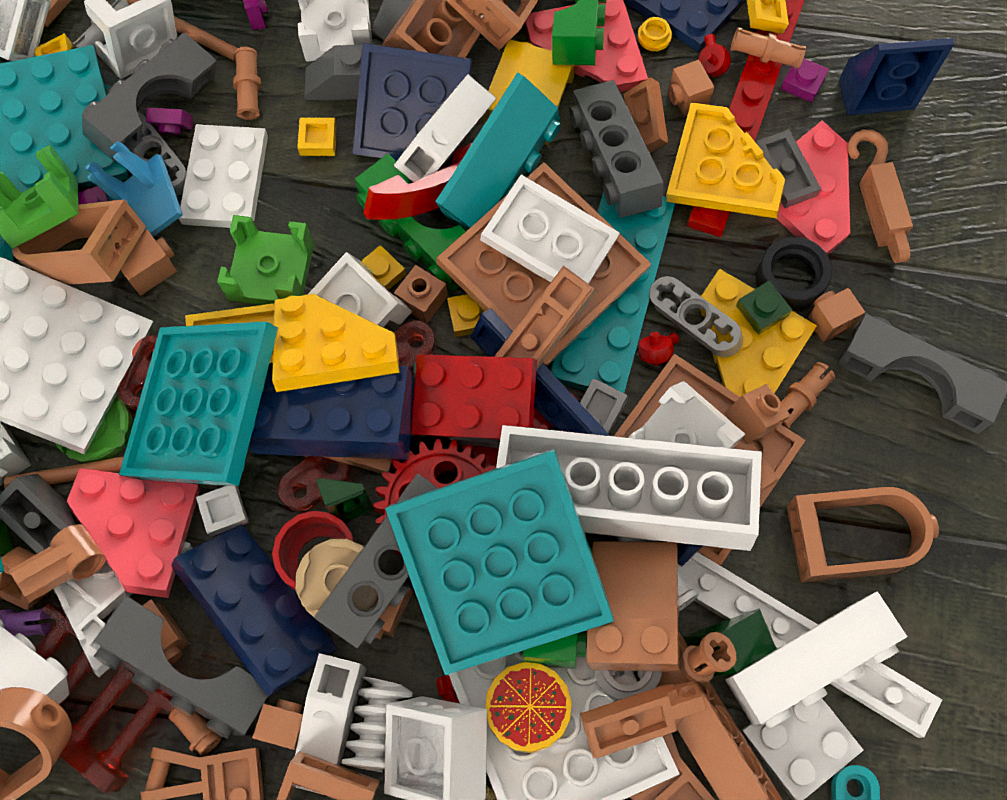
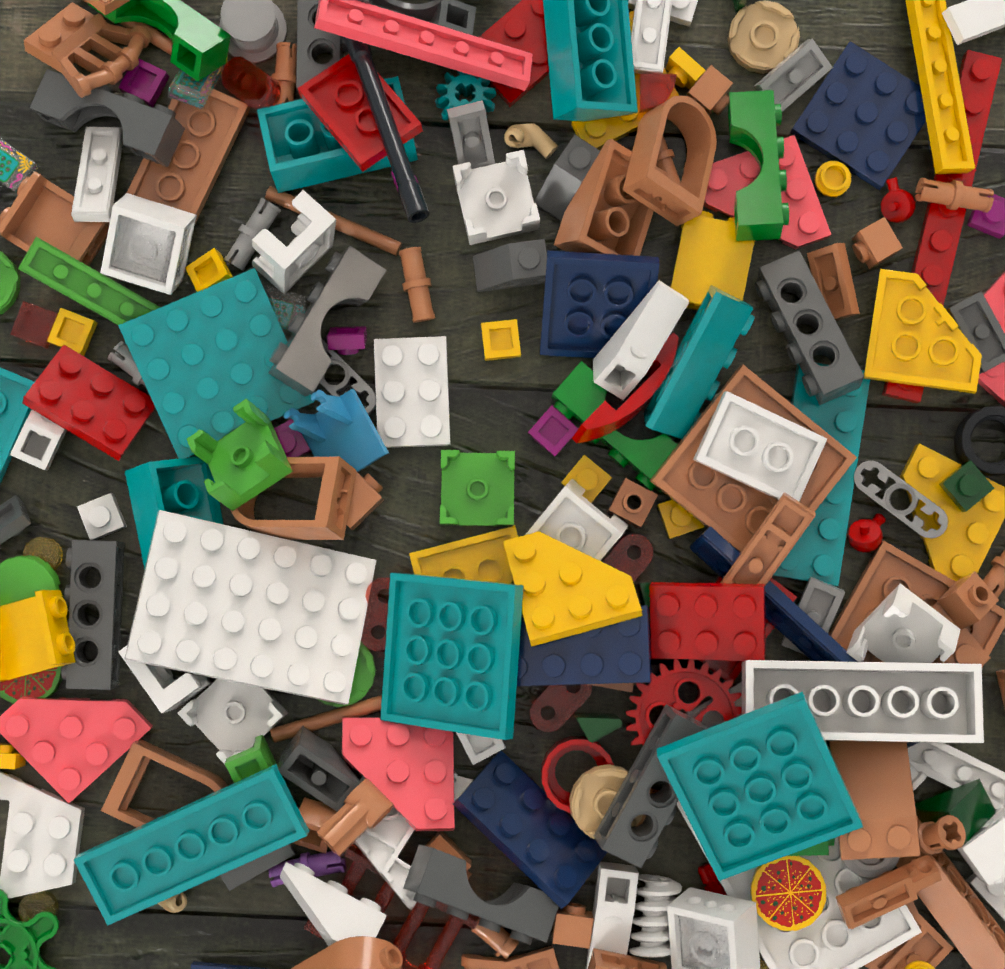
camera: 10 degrees left, 15 degrees up
(350, 221) = (553, 431): none -> magenta plate

